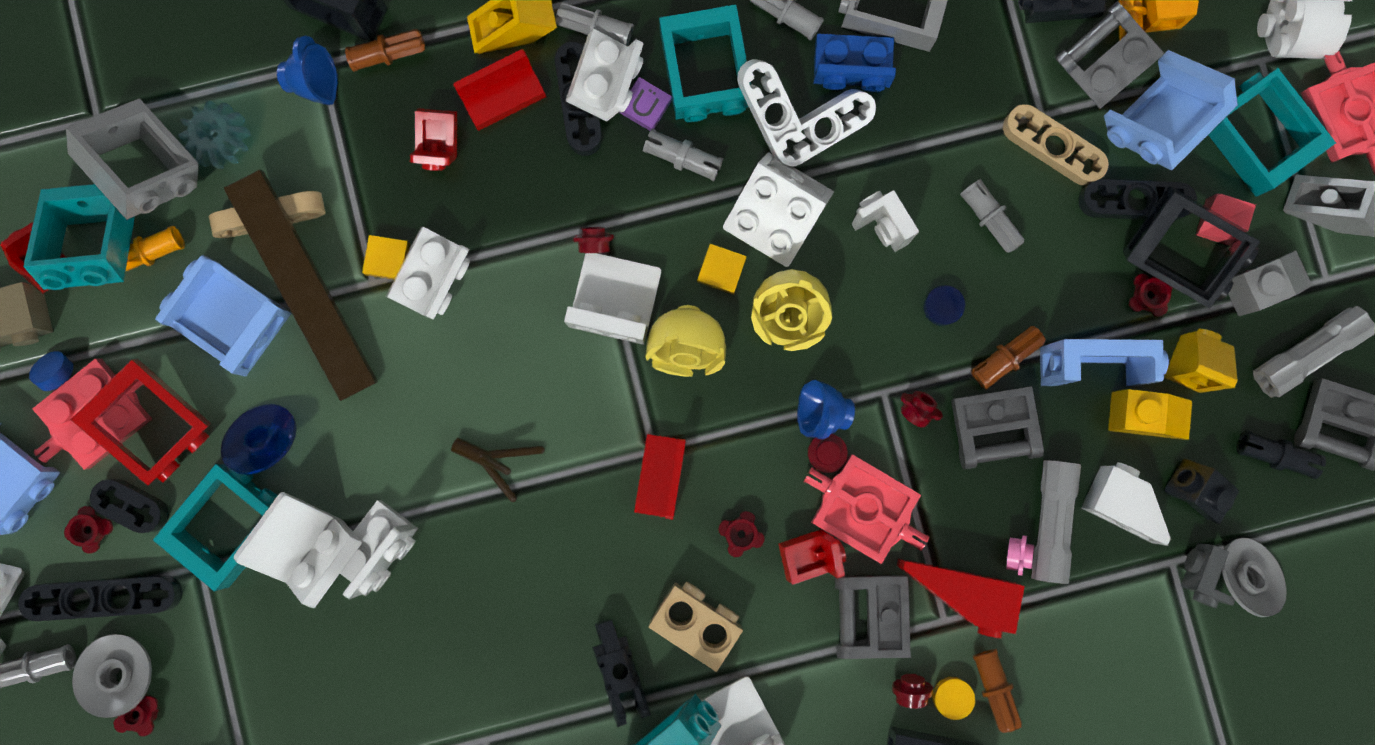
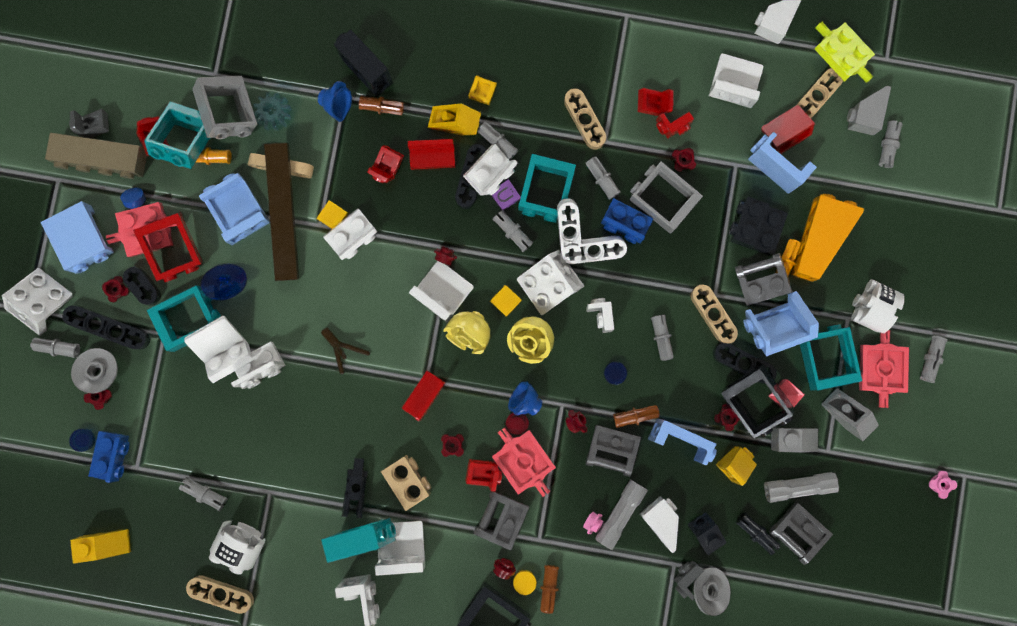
camera: 25 degrees right, 0 degrees up
(978, 599) = (559, 534): red slope -> none
(1150, 414) = (698, 481): yellow slope -> none

